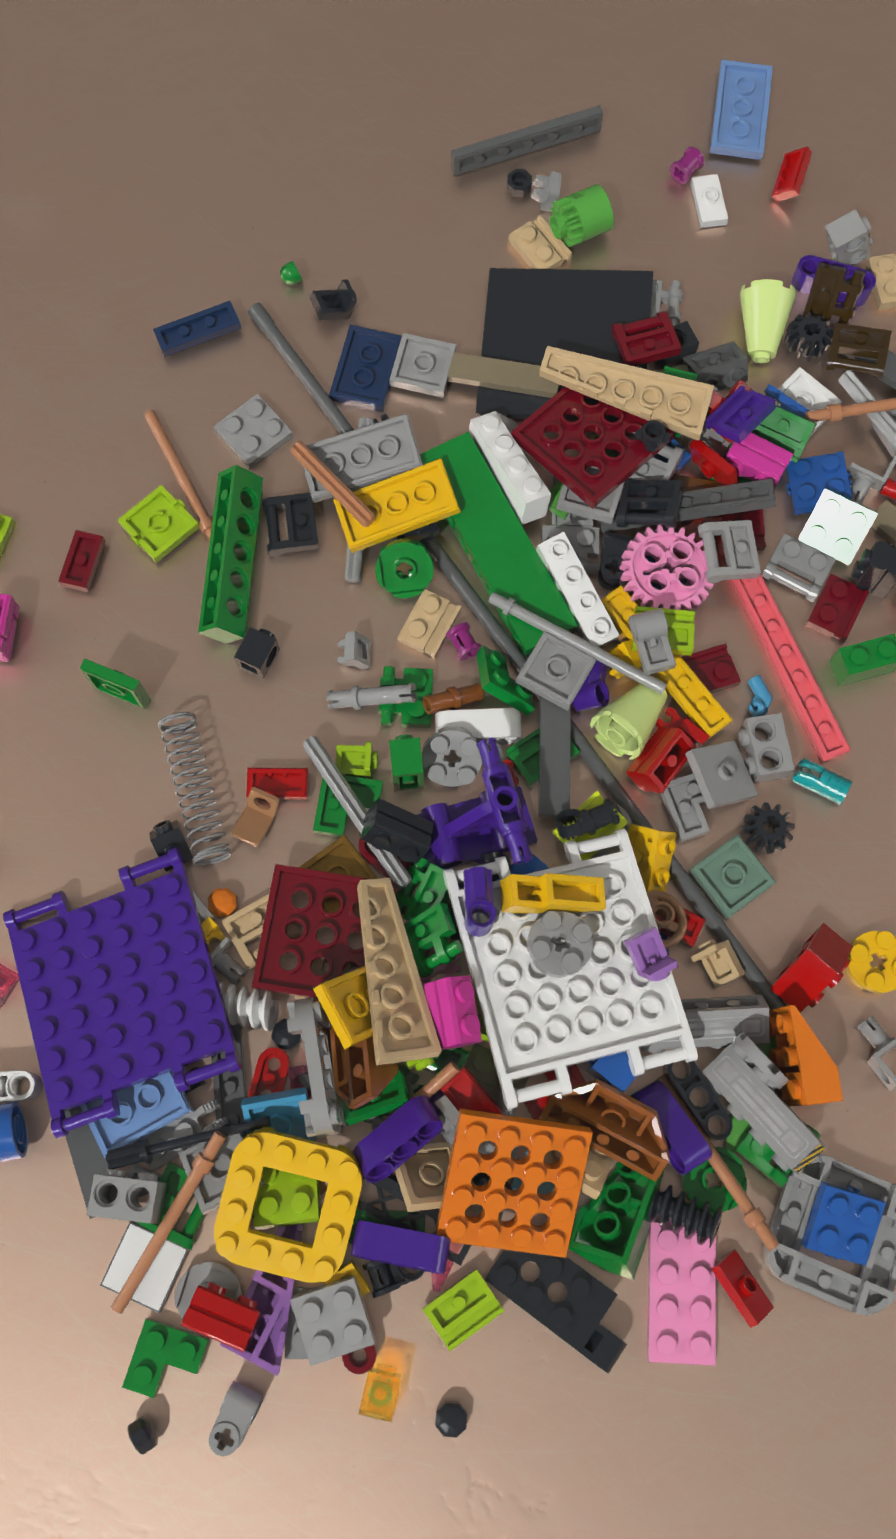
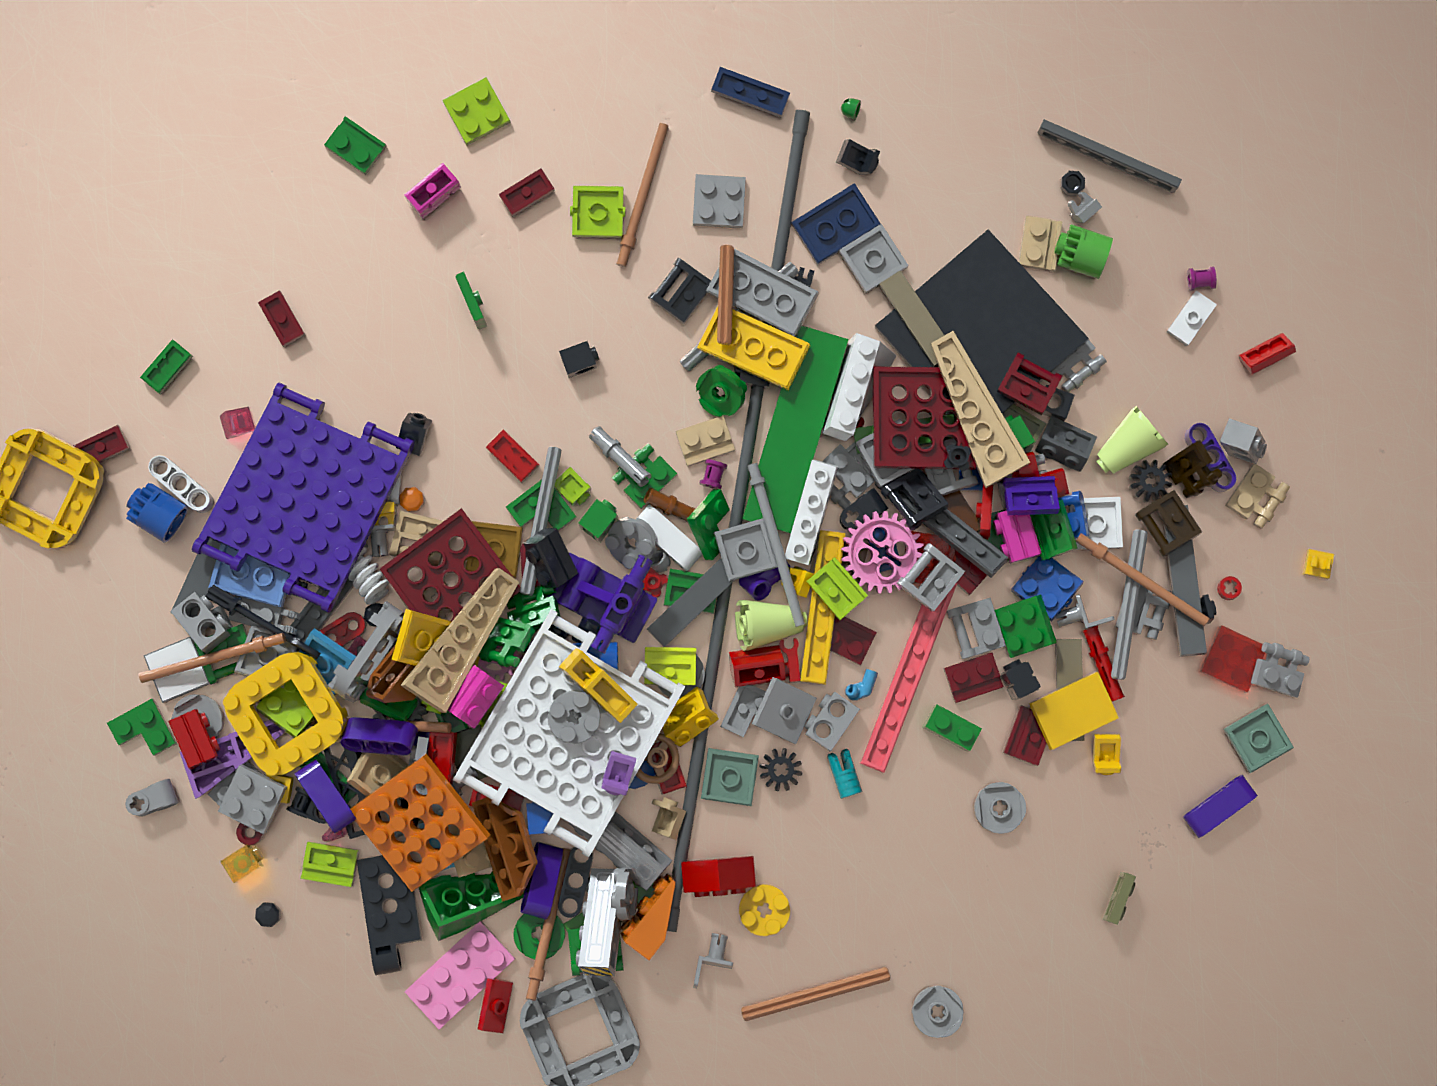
camera: 40 degrees right, 10 degrees up
(142, 1435) = (95, 759): black tile -> none
(212, 850) = (485, 359): light grey piece -> none
(231, 555) = (622, 278): green brick -> none
(256, 818) = (478, 466): medium nougat bracket -> none
(356, 649) = (641, 416): light grey tile -> none
(478, 899) = (552, 646): dark purple piece -> none
(586, 820) = (667, 661): black connector -> none
(651, 641) = (817, 590): light grey plate -> none
(685, 1215) = (499, 935): black piece -> none
(741, 109) = (1286, 271): medium blue plate -> none
(843, 1223) = (586, 1027): blue plate -> none

